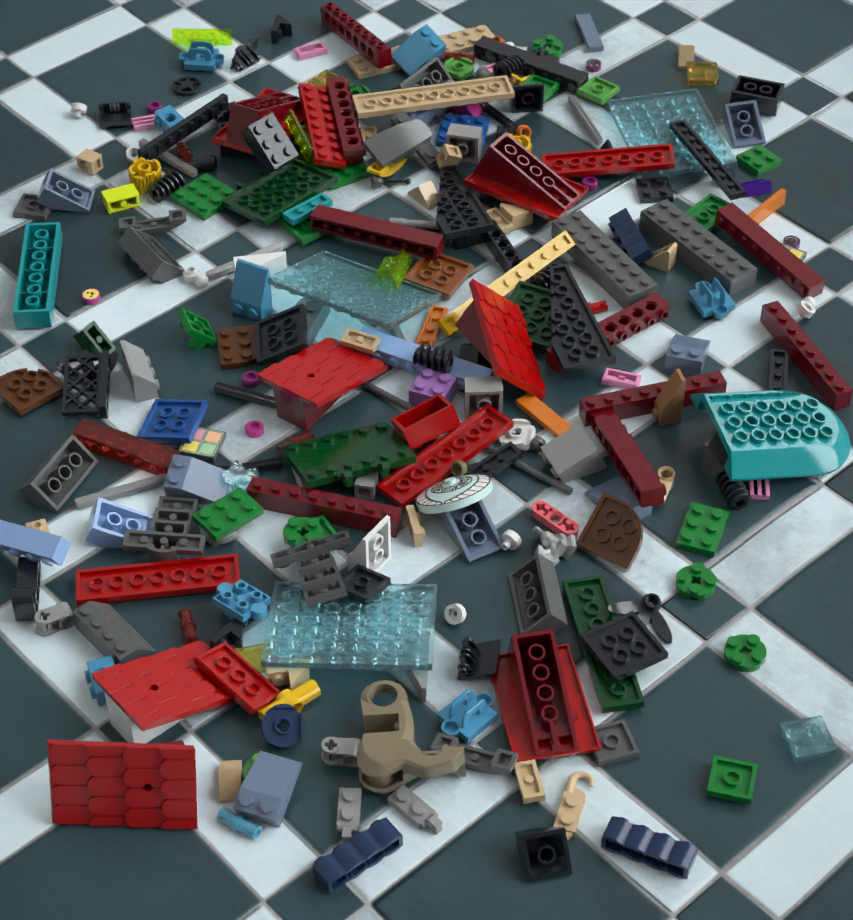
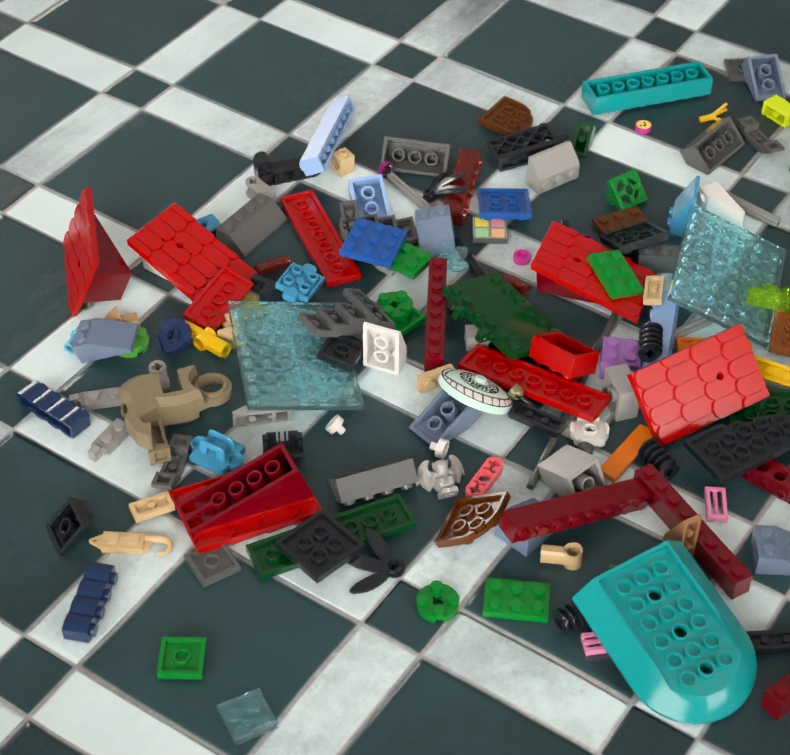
camera: 75 degrees right, 0 degrees up
(67, 502) = (385, 168): none -> tile
(100, 245) = (712, 116): none -> yellow plant
(126, 463) = (439, 186): none -> black plant
(193, 275) = (706, 177): white plate -> none
(209, 526) = (373, 243): none -> blue plate
(335, 357) = (615, 274): none -> green plate
(565, 396) = (653, 453): none -> black piece
(747, 643) = (352, 643): green plate -> none

